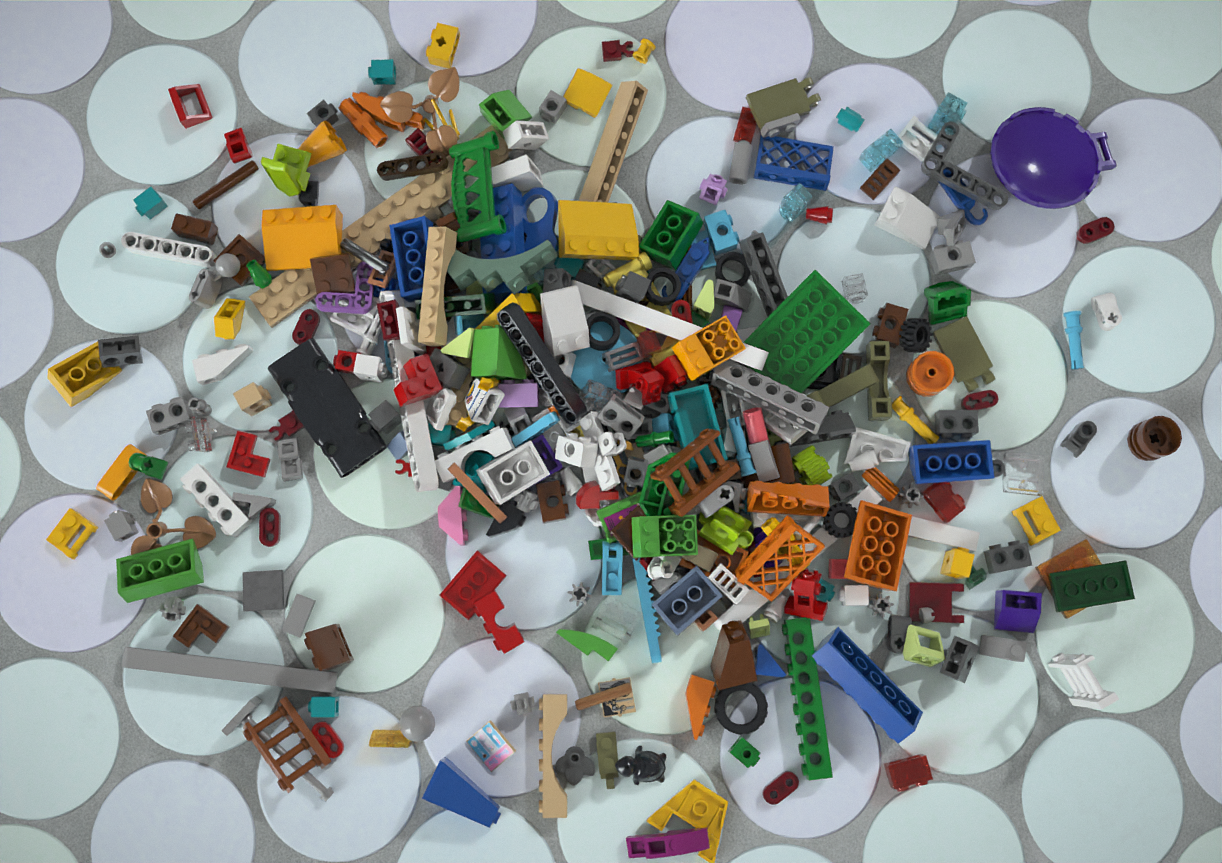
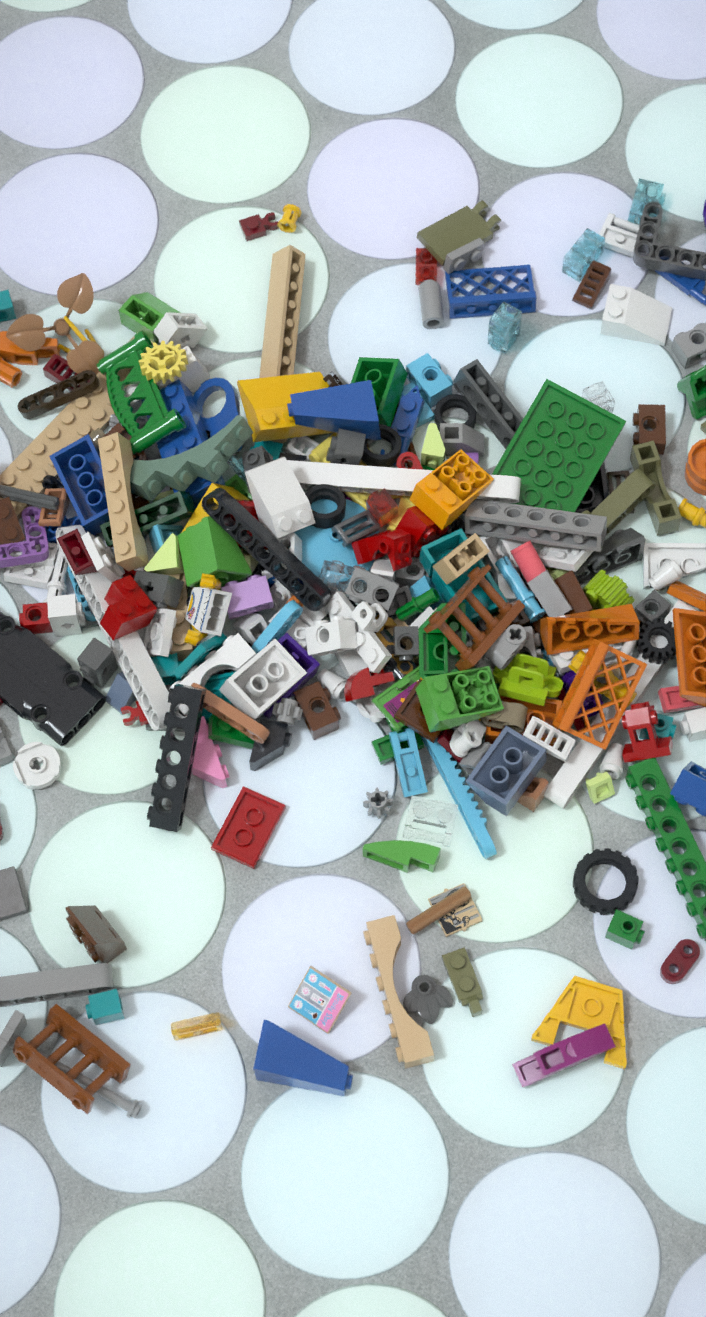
camera: 10 degrees left, 15 degrees down
(298, 615) = (47, 913): light grey tile -> none
(311, 482) = (37, 778): none -> white plate
(328, 739) = (121, 1043): red plate -> none
(417, 723) = (223, 994): light grey piece -> none
(443, 45) = (61, 262): yellow brick -> none
(449, 479) = (194, 699): none -> black brick
(504, 169) = (163, 362): none -> light yellow gear
(505, 637) = (303, 872): red arch -> none
(522, 703) = (344, 941): light grey gear -> none
(555, 100) = (202, 290): light grey brick -> none
(587, 92) = (236, 274): yellow slope -> none
(634, 251) = (338, 407): none -> blue slope
(639, 213) = (335, 381): none -> dark brown tile
(645, 767) = (512, 976): black animal -> none
(697, 698) = (550, 884): orange slope -> none
(698, 416) = (461, 558): none -> tan brick
(713, 188) = (404, 343): lavender brick -> none
(733, 657) = (579, 818): reddish brown slope -> none
(766, 664) = (621, 825): blue slope -> none
(820, 214) = (536, 336): red cone -> none
(850, 119) = (539, 232): teal brick -> none
(915, 335) = (681, 430): black tyre -> none
(951, 226) = (686, 311): light grey slope -> none

